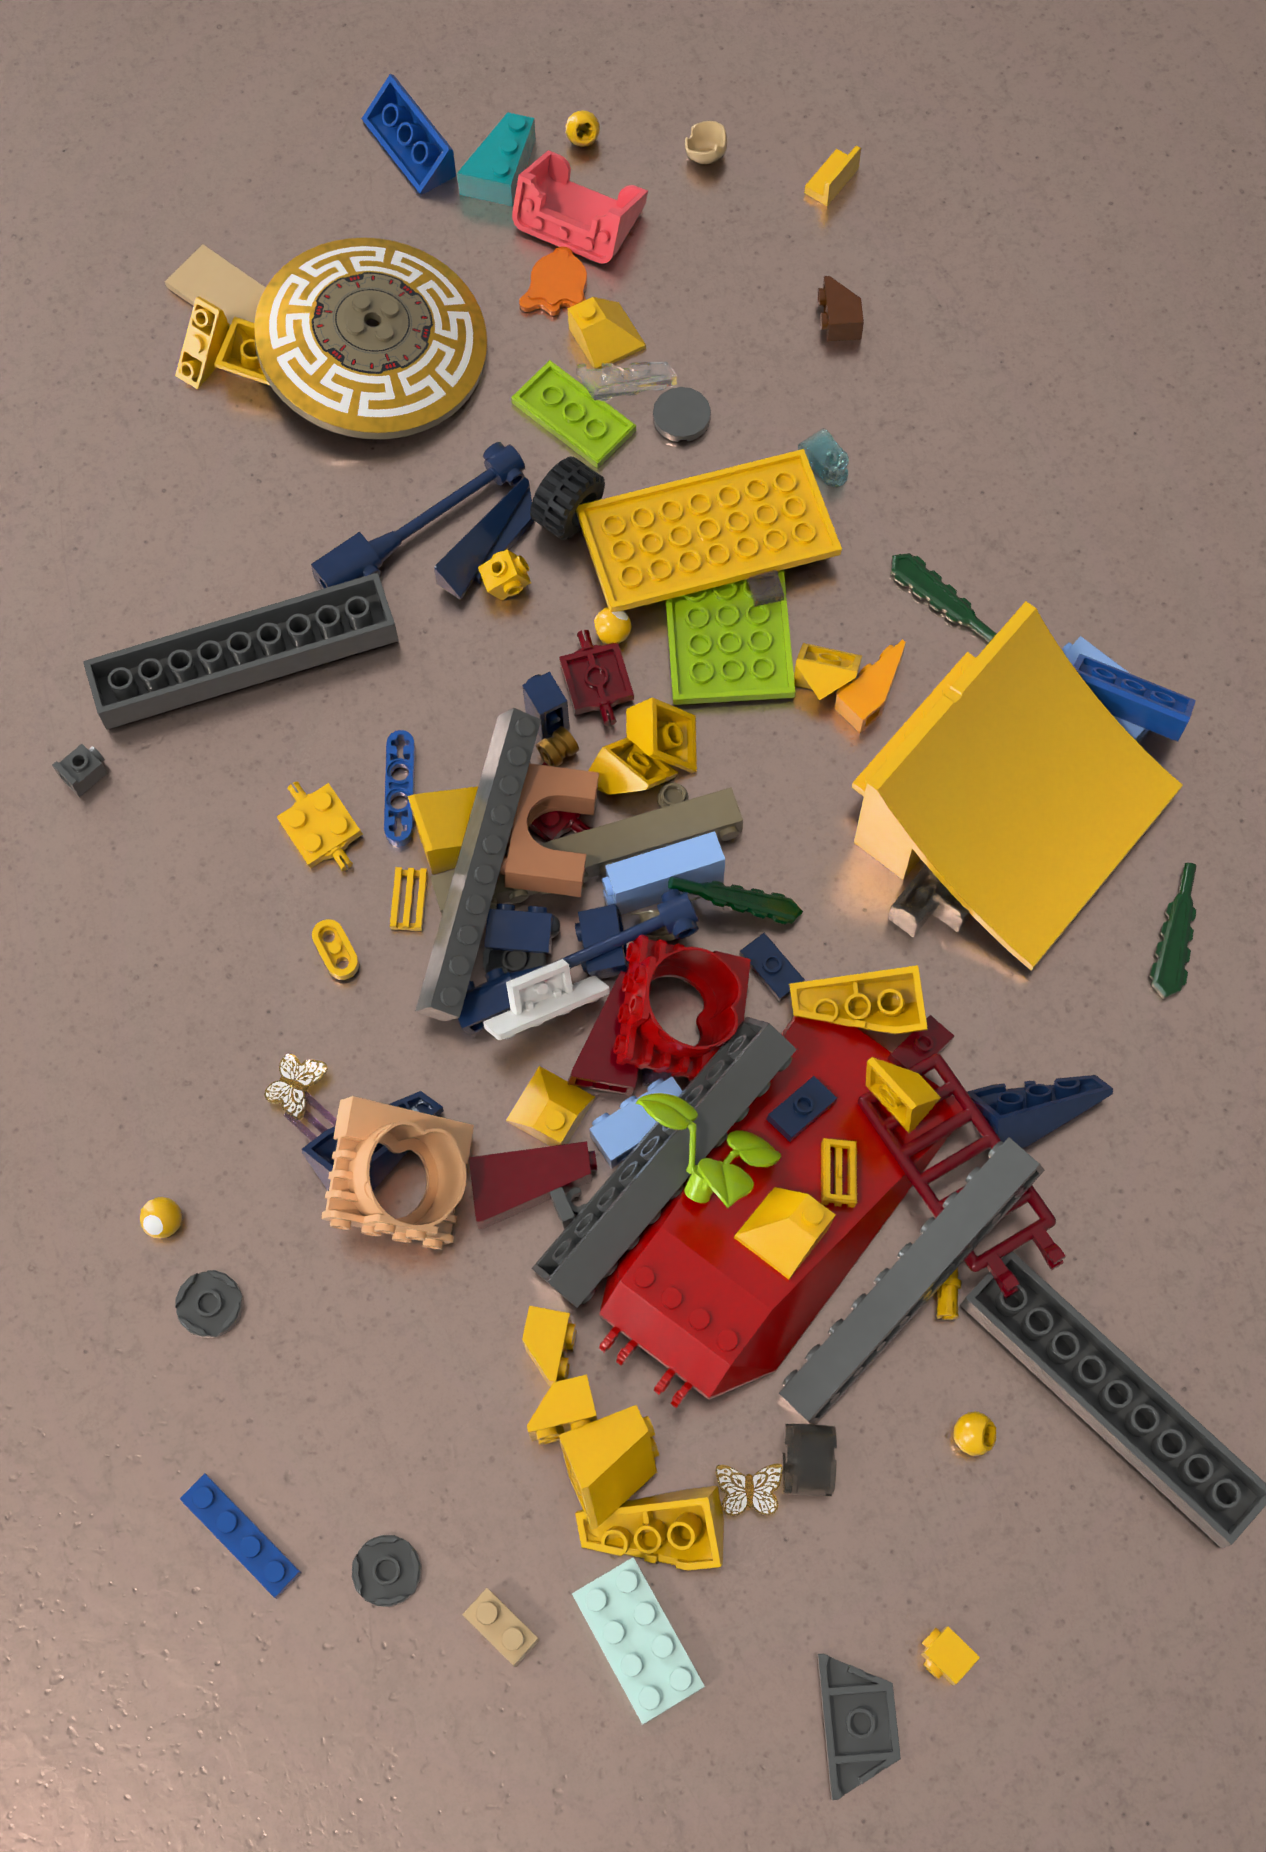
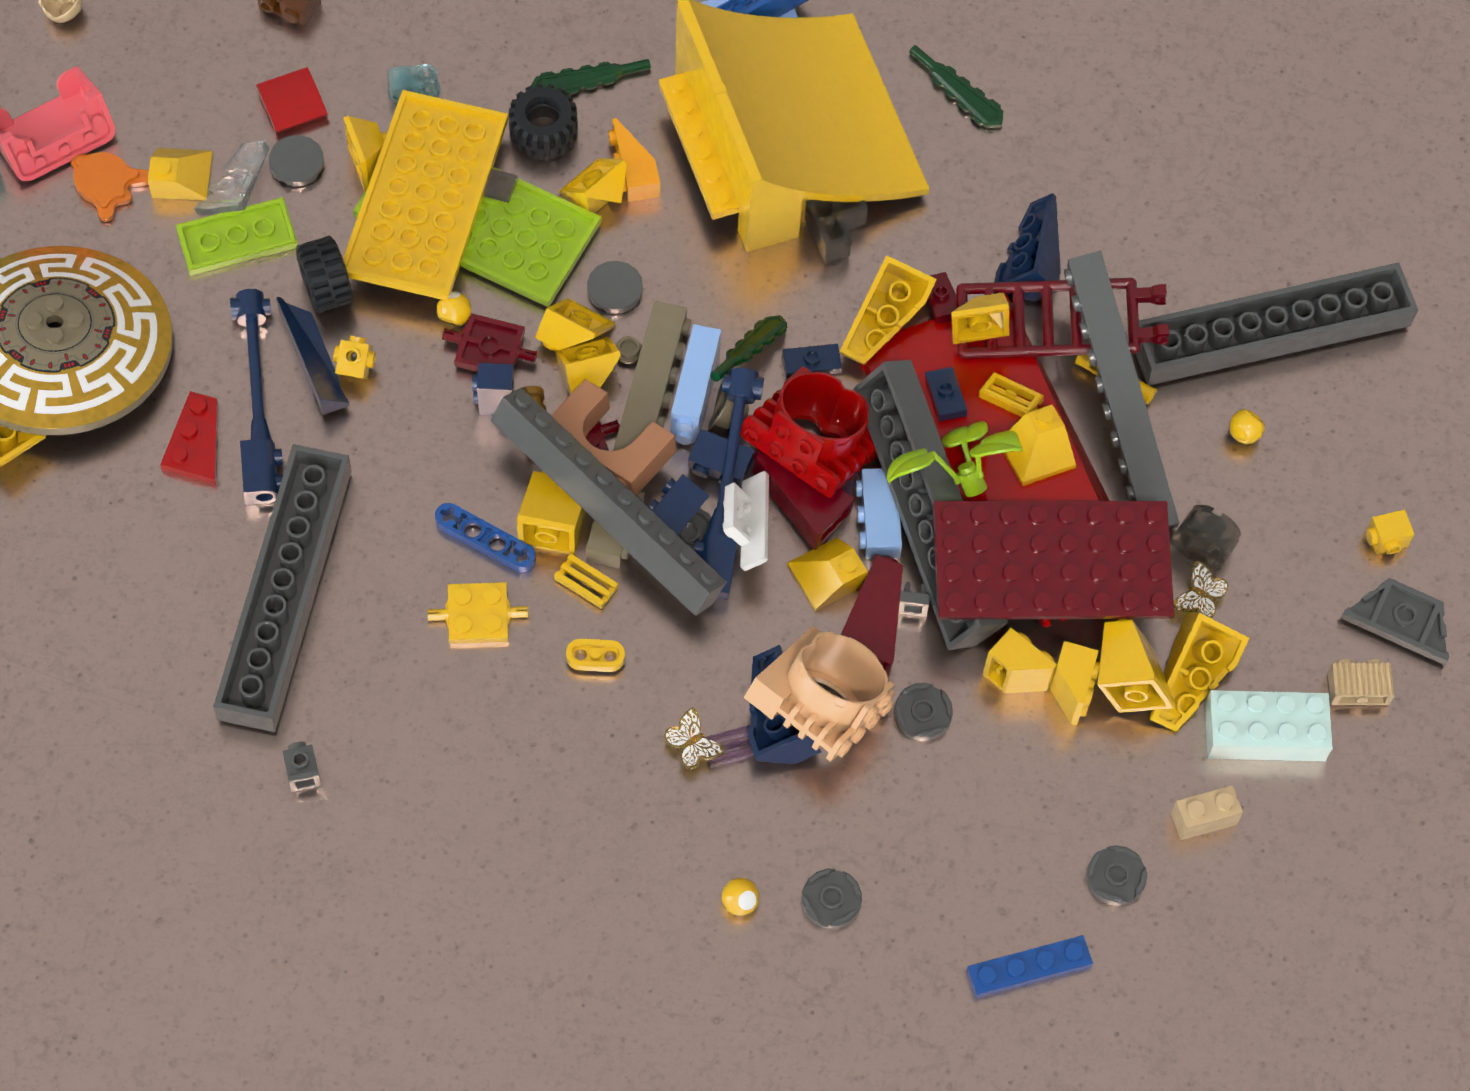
camera: 65 degrees left, 5 degrees down
(347, 500) = (194, 440): none -> red wing
(451, 1291) = (924, 720): none -> dark grey tile
(660, 1314) = (1053, 560): none -> dark red plate
(723, 449) = (364, 146): none -> yellow slope
(732, 748) = (615, 287): none -> dark grey tile
(739, 373) = (291, 100): none -> red slope
(749, 1717) = (1360, 683): none -> tan brick
(865, 564) = (543, 103): none -> black tyre

